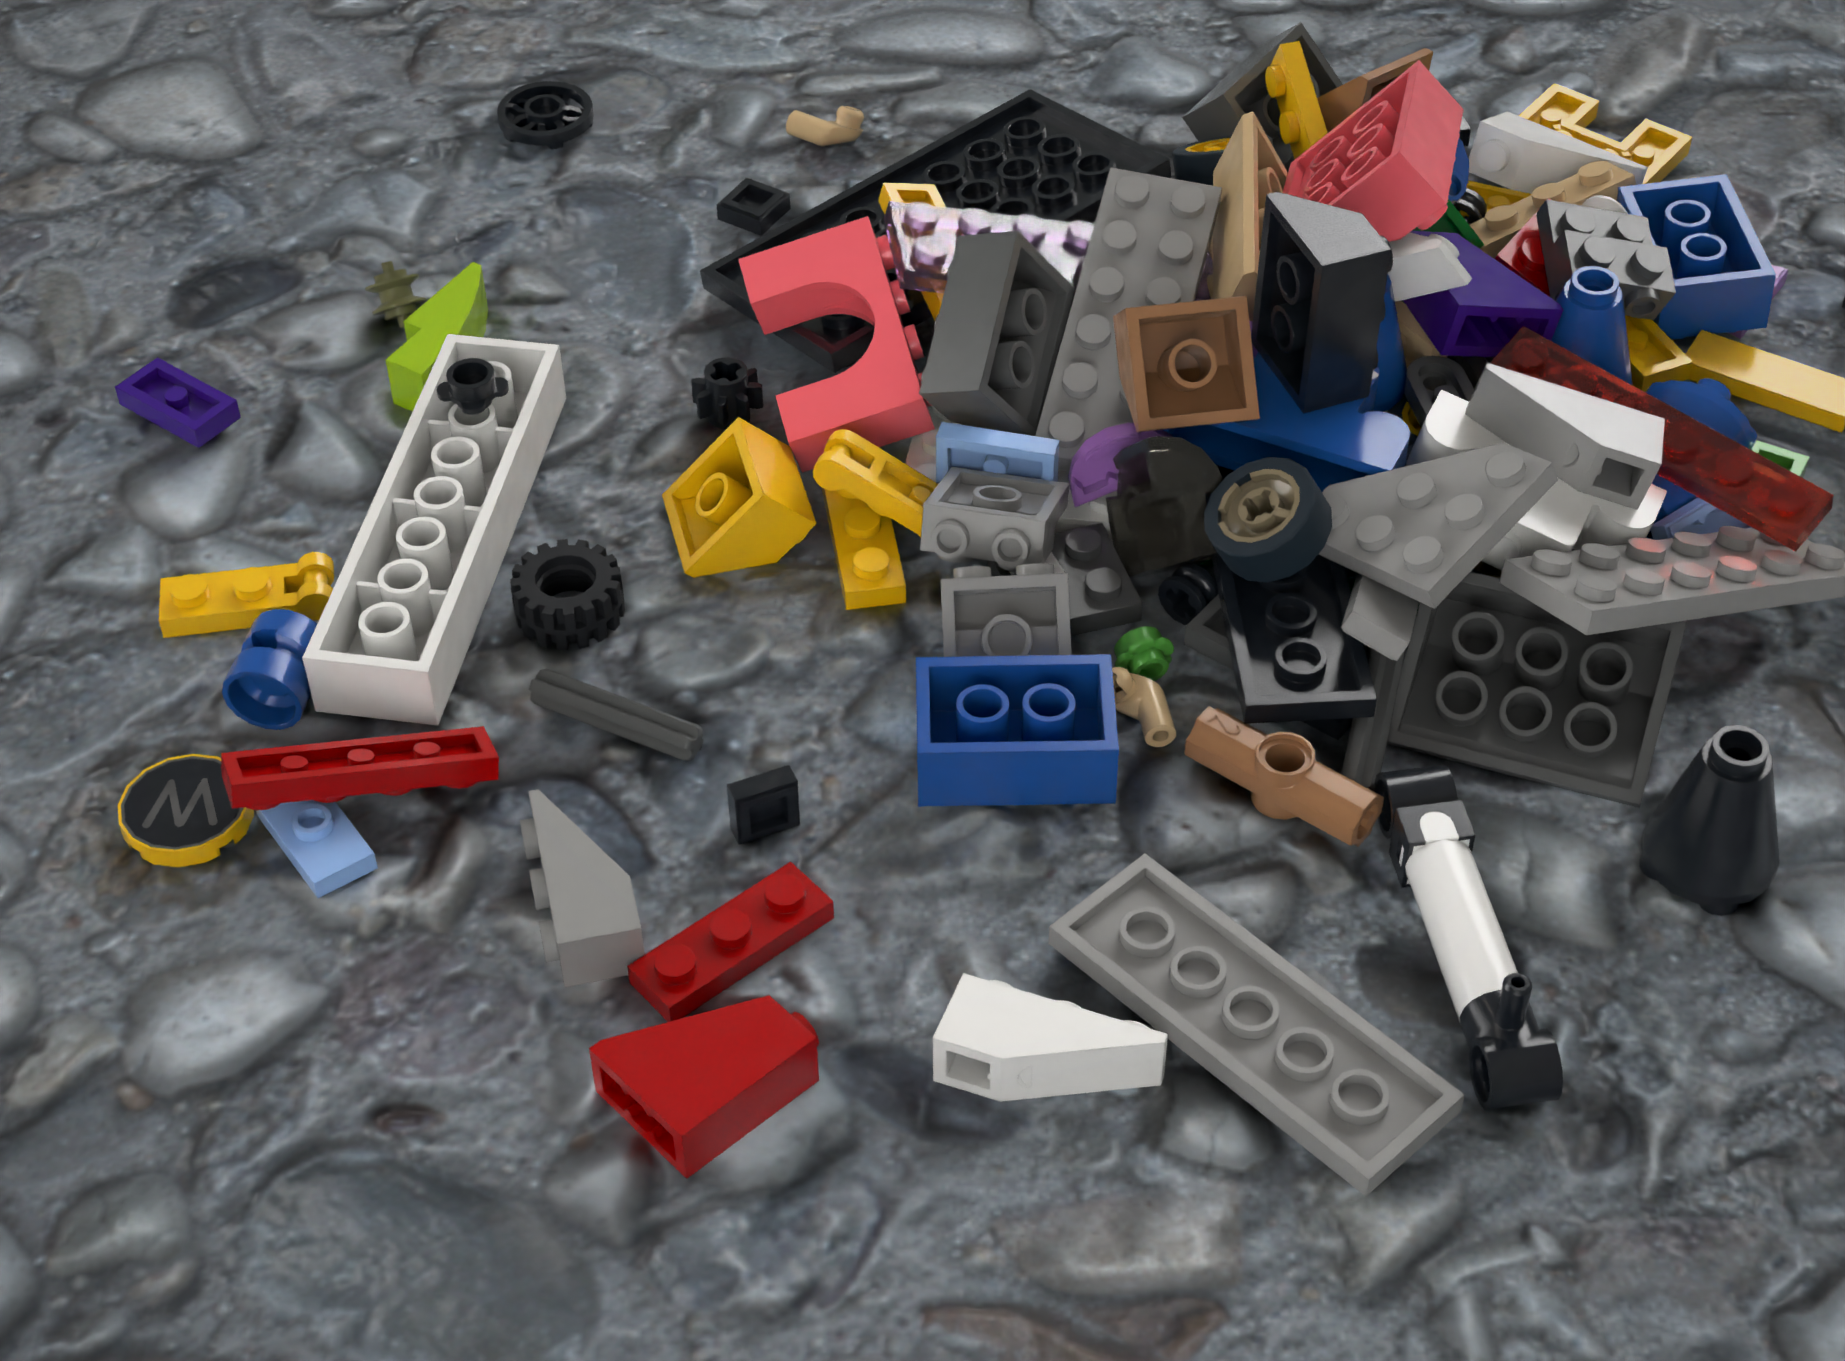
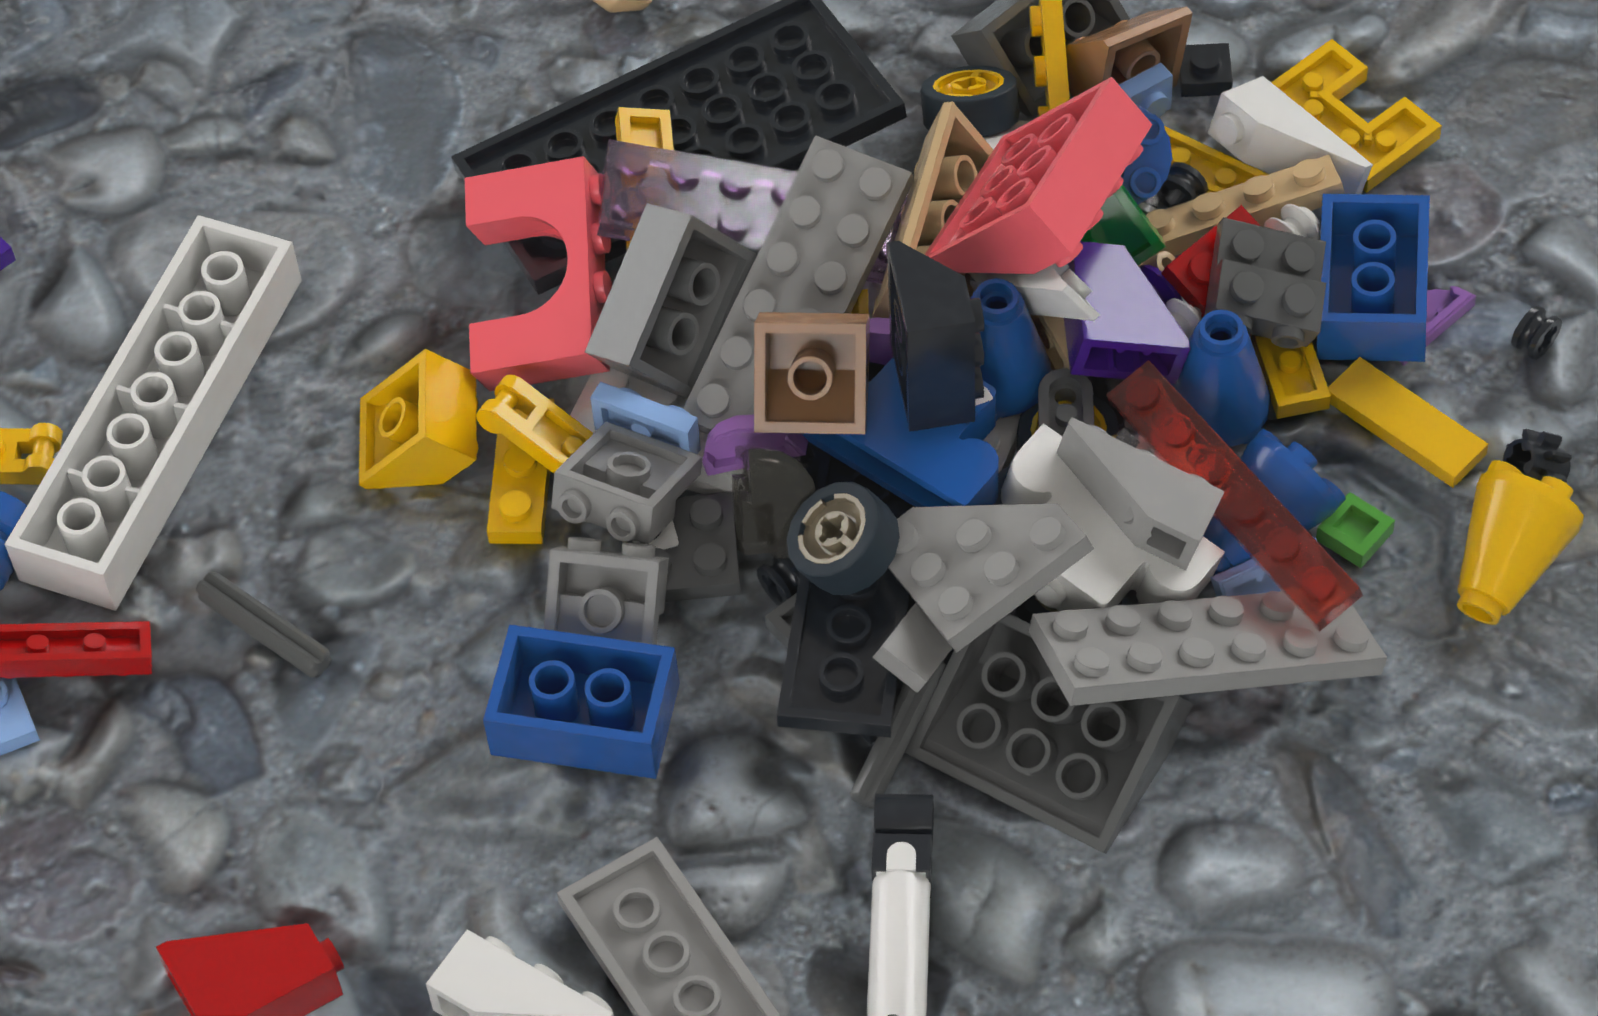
camera: 15 degrees right, 10 degrees up
(395, 293) = (174, 145): olive wheel -> none
(455, 310) = (209, 189): lime slope -> none
(472, 385) = (200, 273): black plate -> none
(567, 618) = (243, 472): black tyre -> none
(589, 898) = (192, 811): light grey slope -> none
(727, 392) = (440, 301): black gear -> none
(730, 942) = (304, 858): red plate -> none
(753, 206) = (525, 79): black tile -> none
(763, 804) = (358, 737): black tile -> none
(1144, 652) = (723, 636): bright green plate -> none
(1145, 702) = (709, 681): tan arm -> none
(1284, 776) = (819, 800): medium nougat piece -> none
(1717, 825) = (1142, 899): black cone -> none

